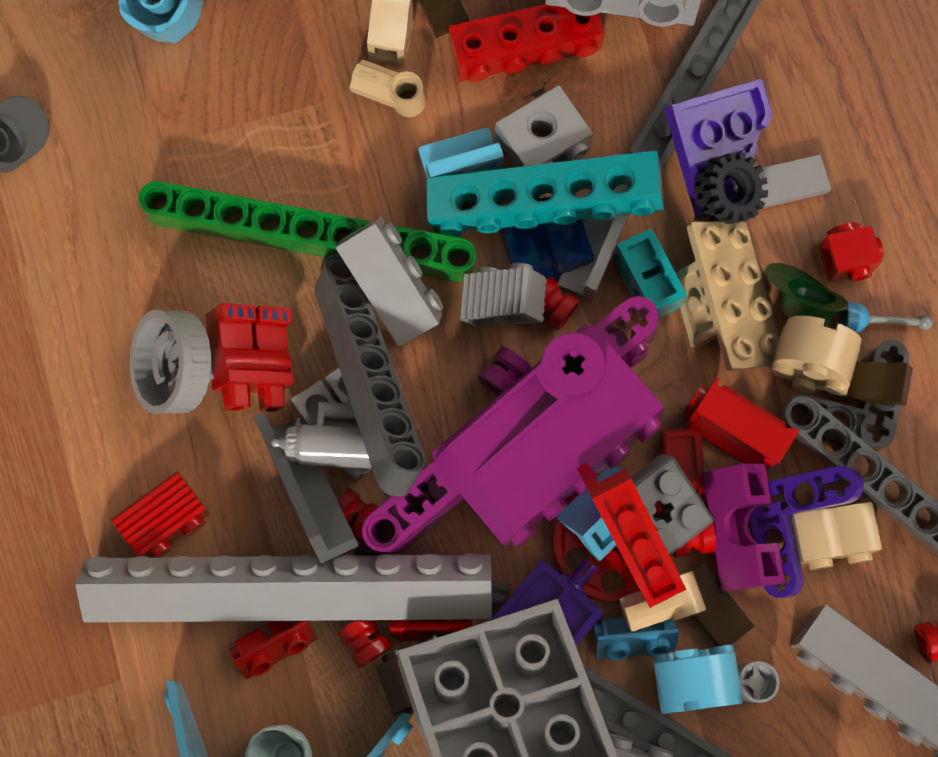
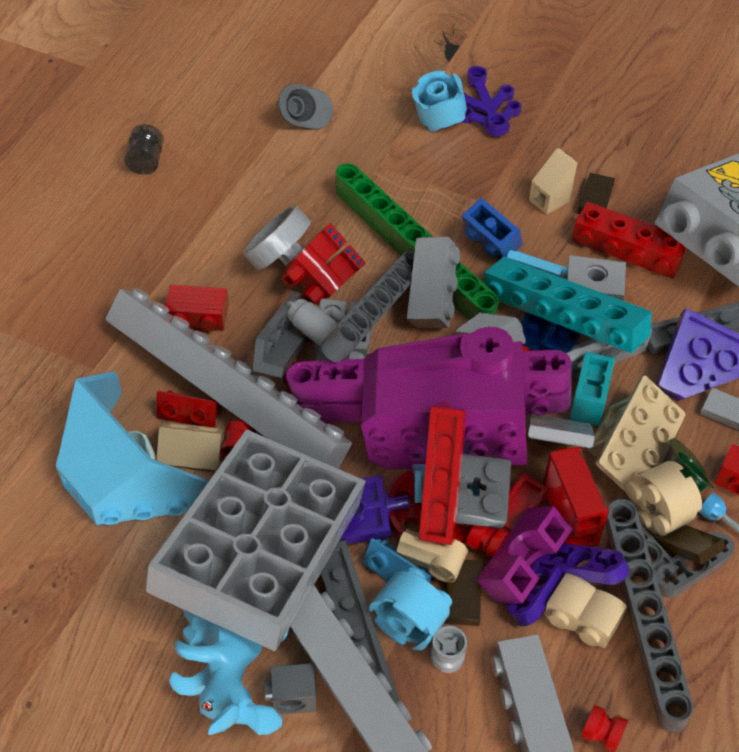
camera: 45 degrees right, 25 degrees down
(317, 682) = (190, 445): none -> tan panel
(380, 148) = (491, 229): none -> blue brick
(386, 87) = (528, 214): tan piece -> none
(679, 363) = (560, 430): none -> light grey tile
(747, 182) = (702, 373): black tyre -> none

